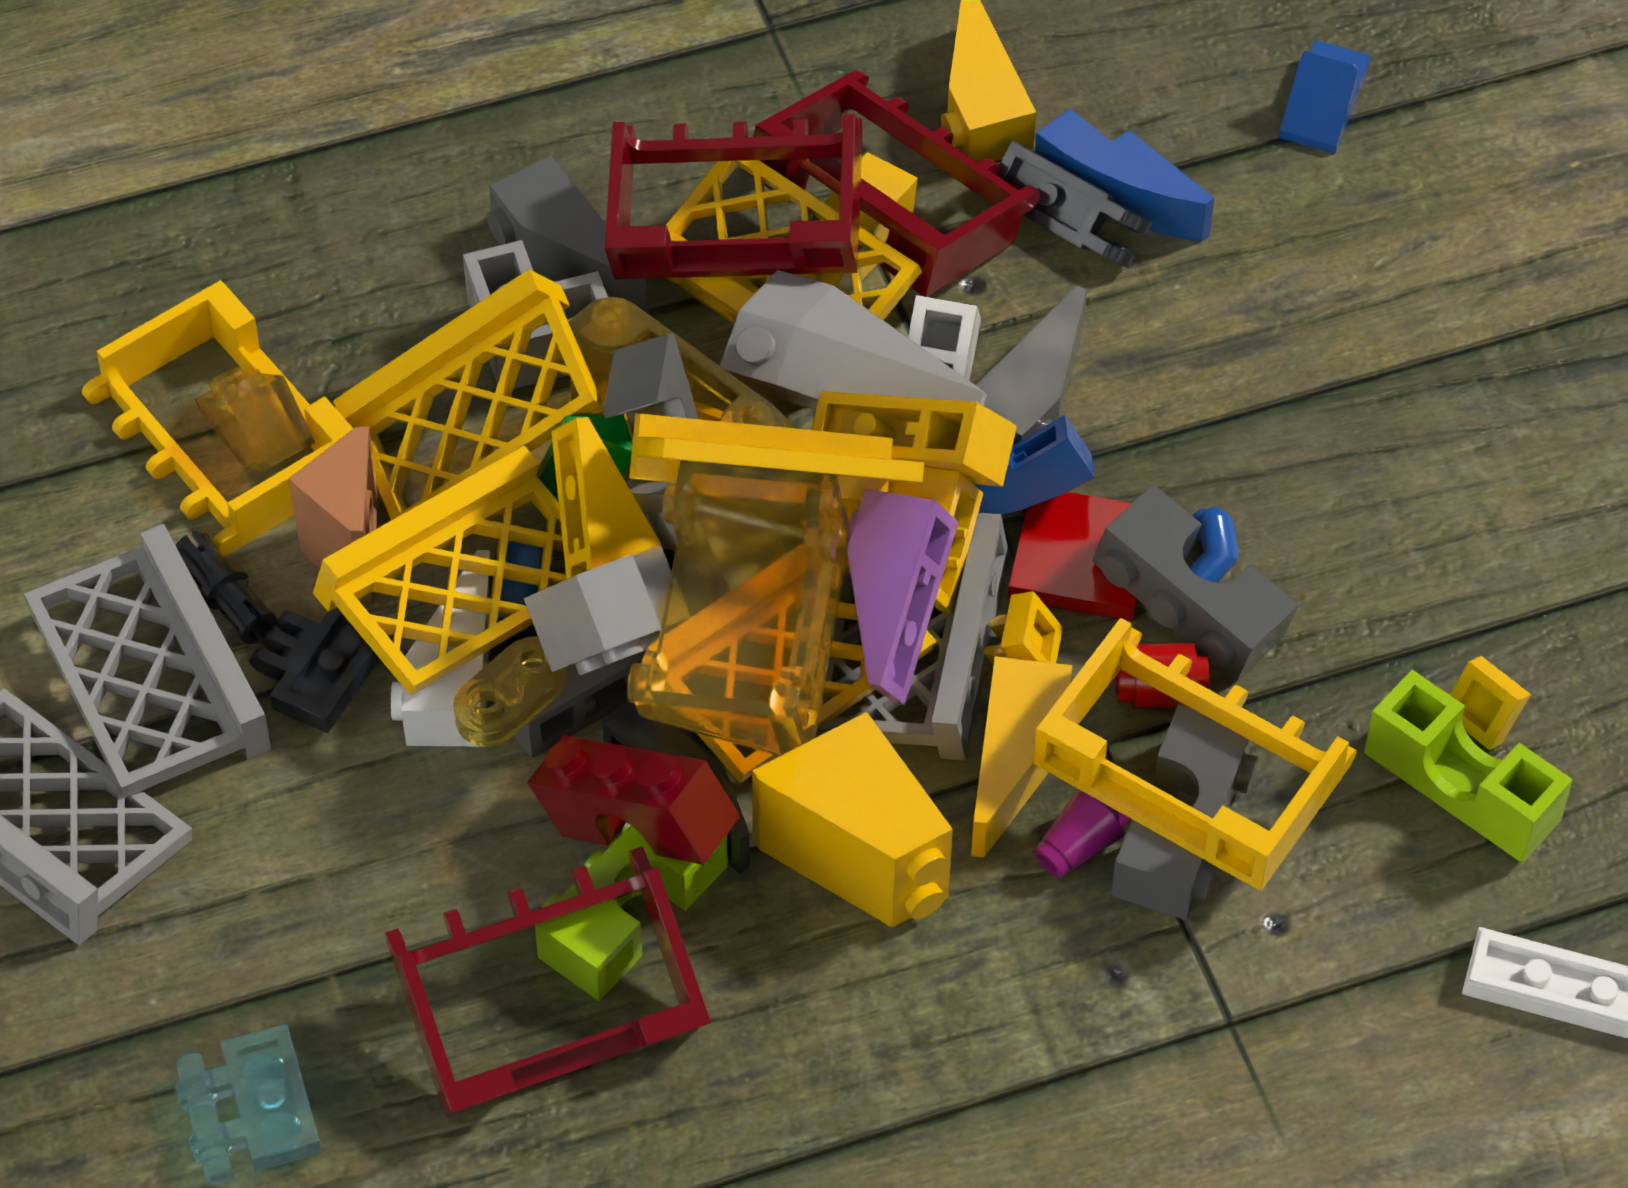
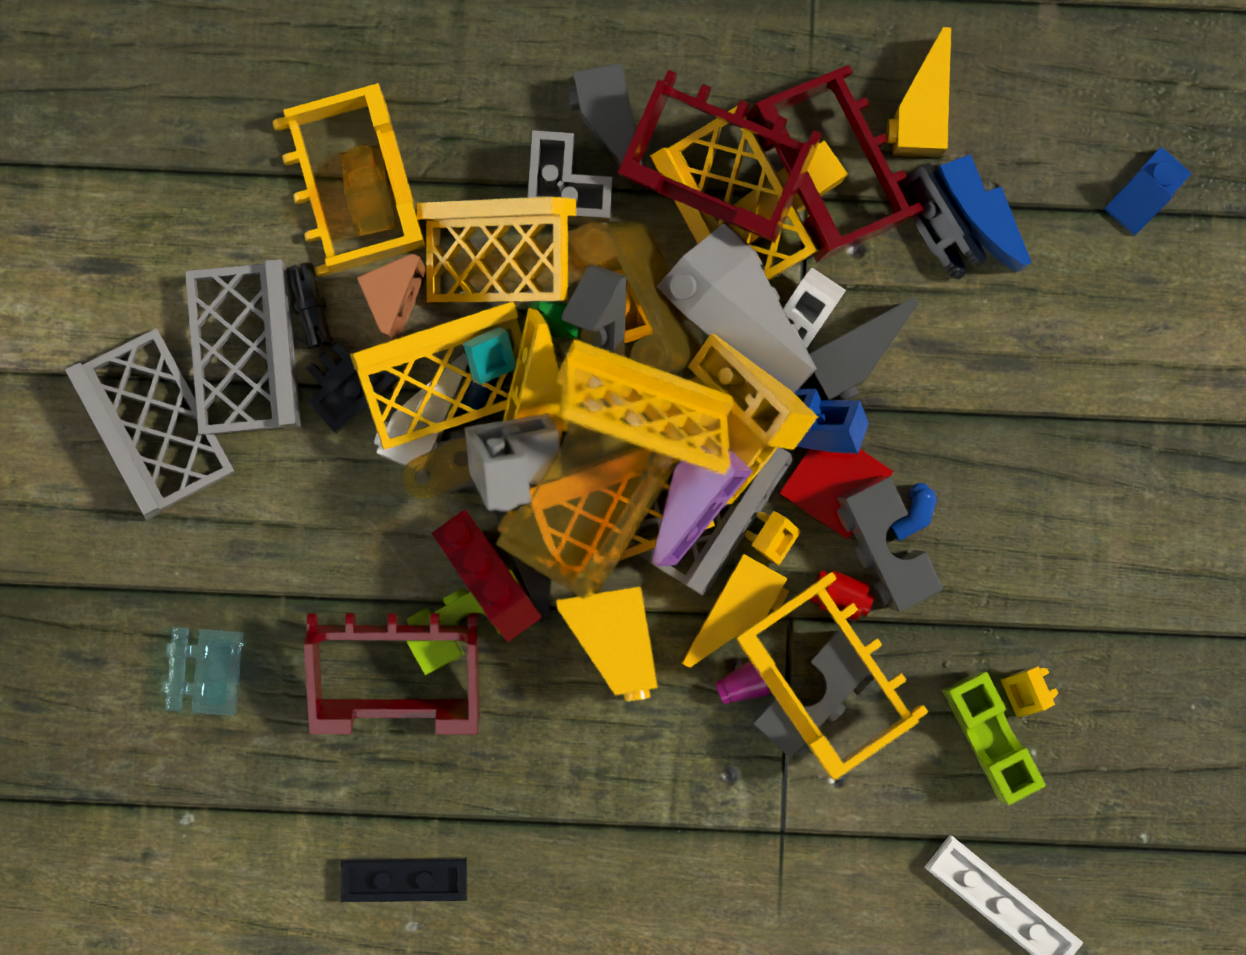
camera: 20 degrees right, 30 degrees up
(520, 516) = (490, 355): none -> teal plate

